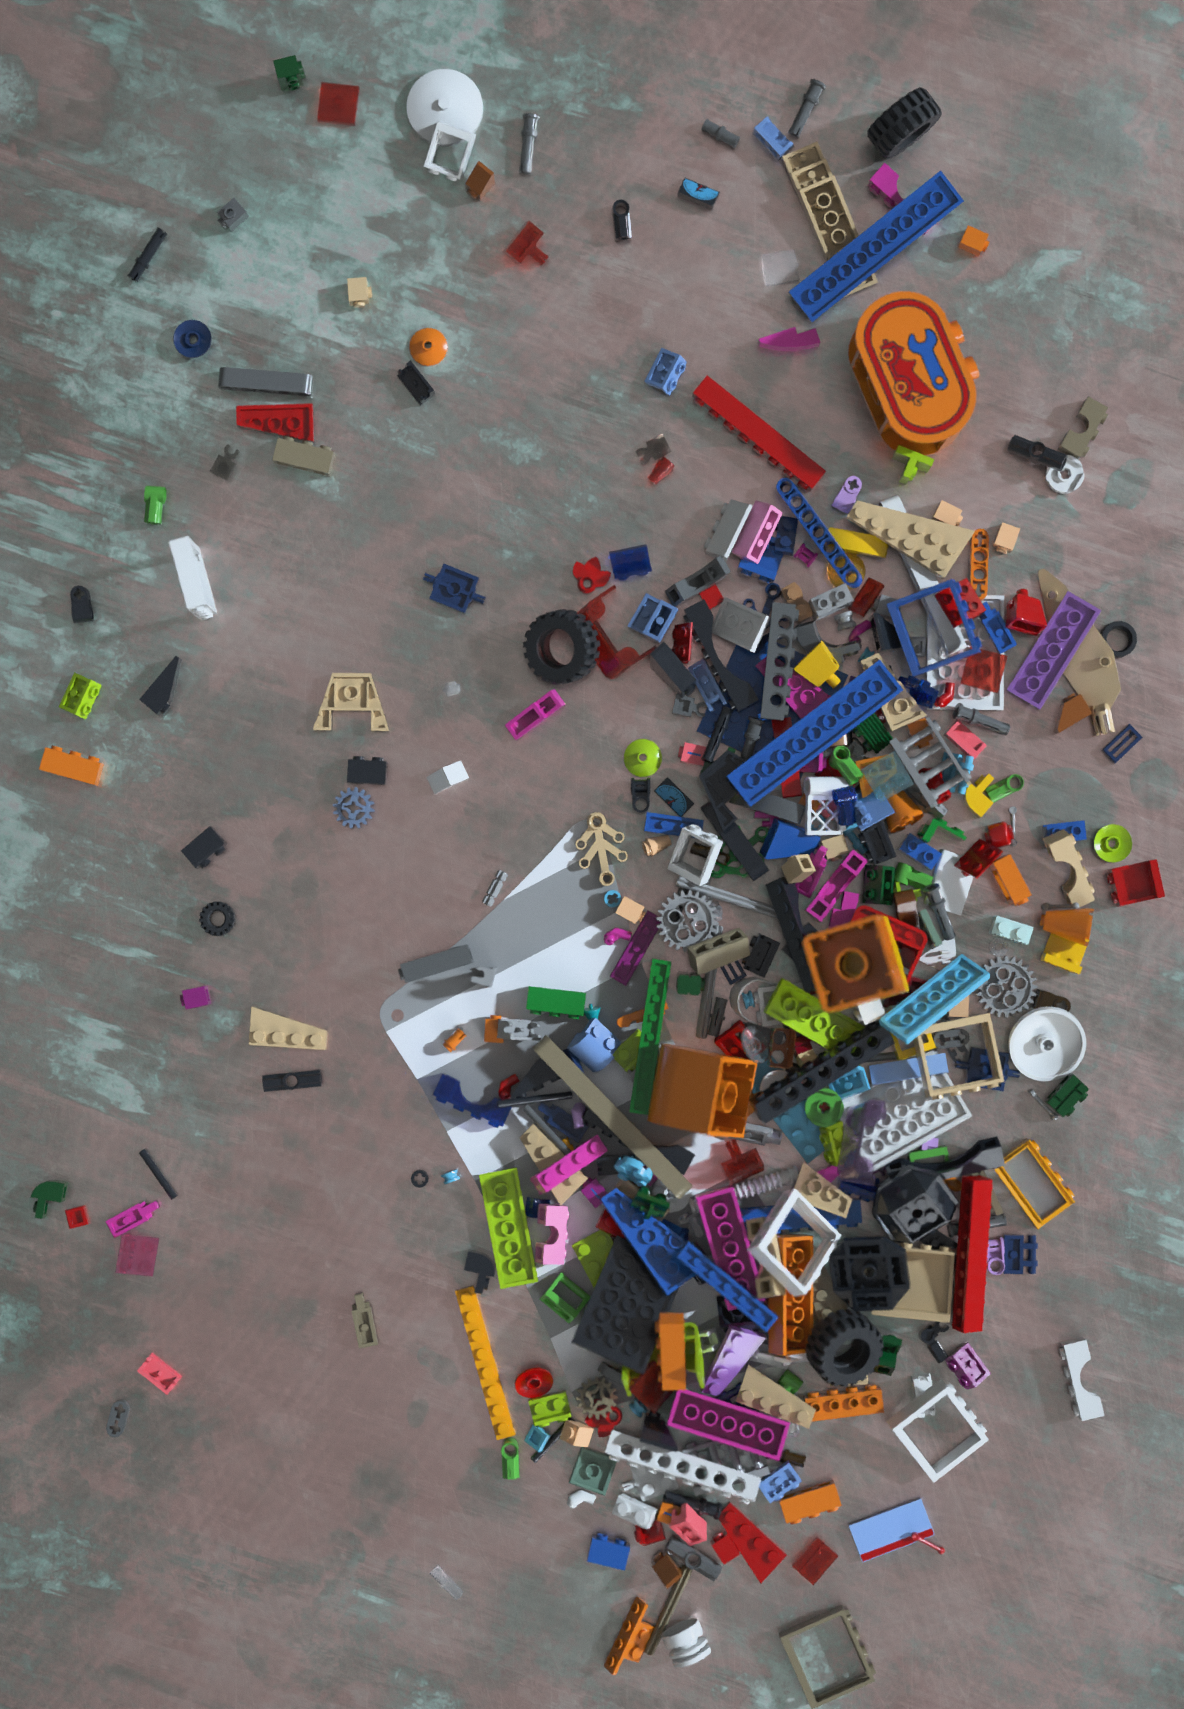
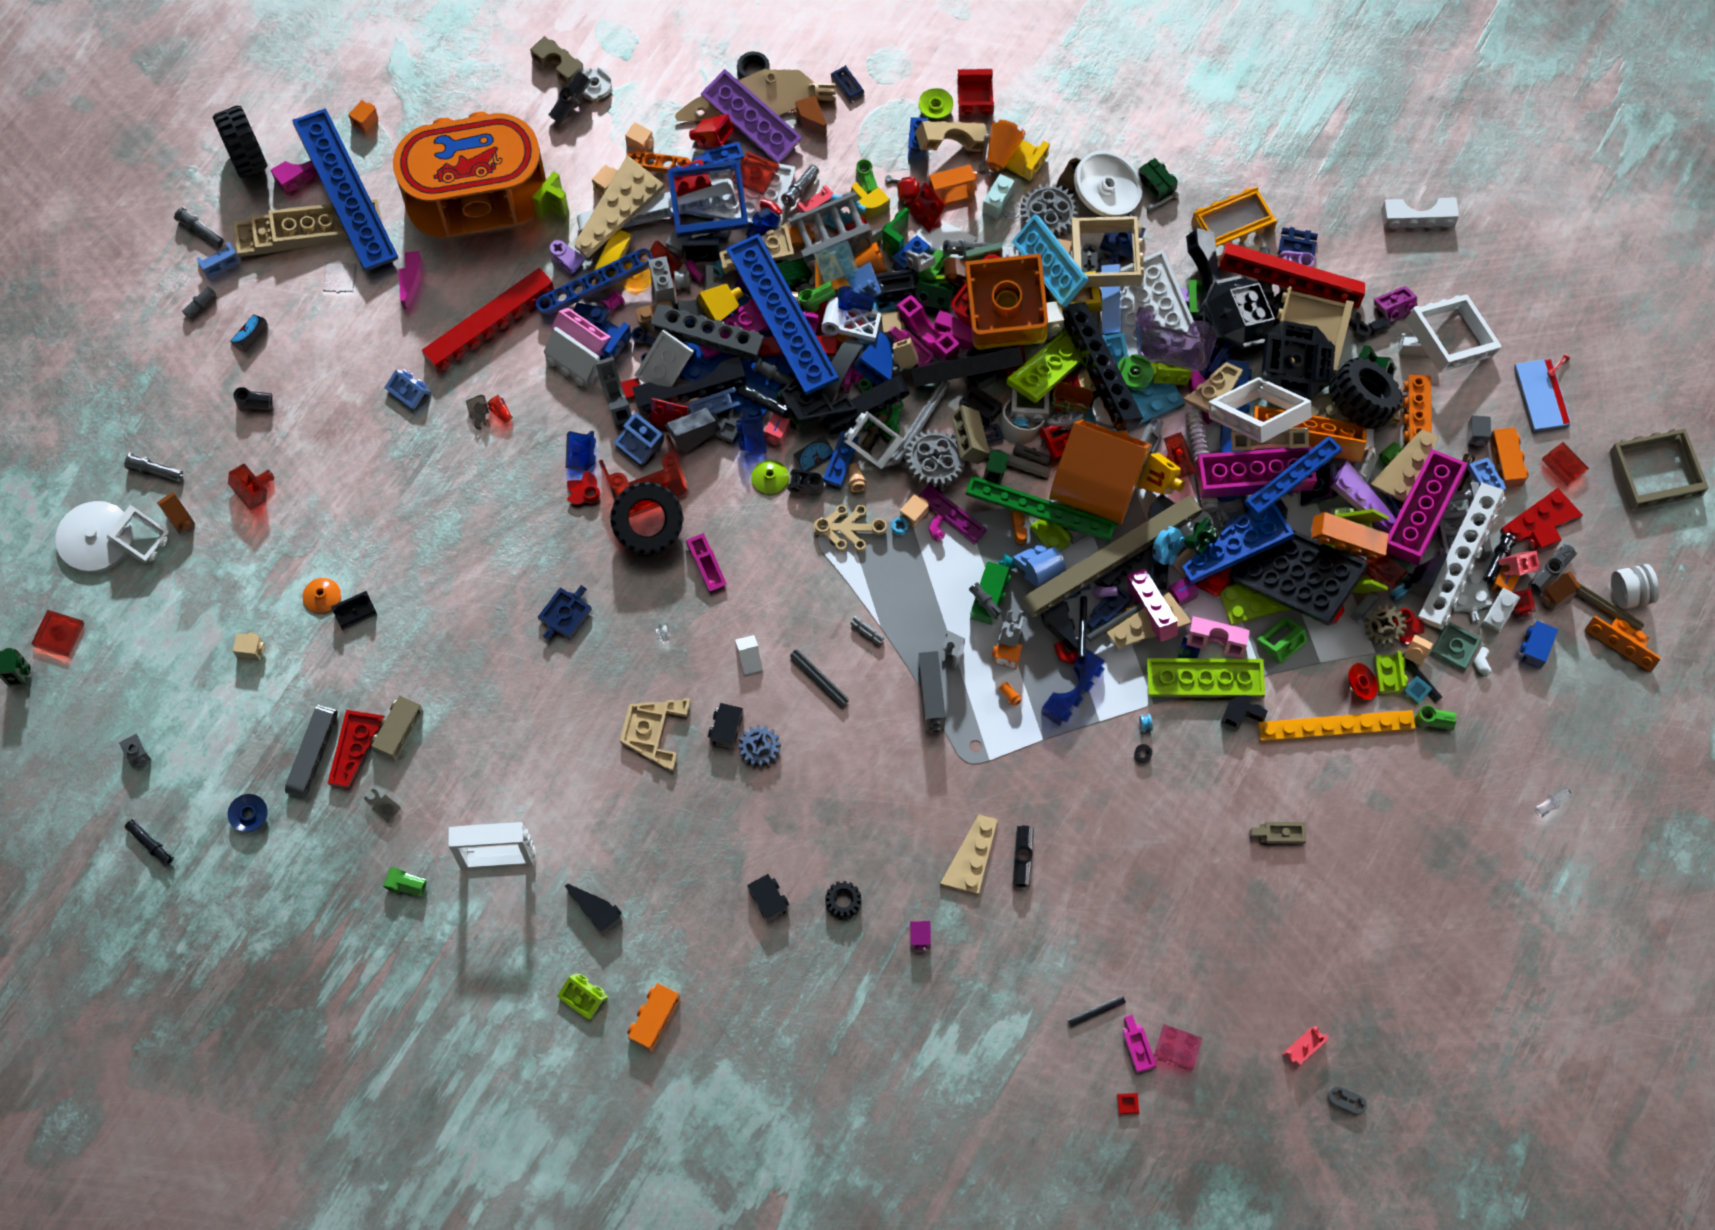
camera: 75 degrees left, 20 degrees down
(48, 1191) = (1096, 1128): dark green brick -> none
(81, 608) = (491, 975): black piece -> none
(436, 851) = (819, 678): none -> dark grey axle
(540, 998) = (985, 600): none -> dark grey pin
(680, 731) = (752, 435): none -> clear blue bracket
(712, 1153) = (1161, 475): none -> yellow torso
(832, 1469) = (1479, 430): none -> dark grey brick
(908, 863) = (919, 262): none -> light grey bracket

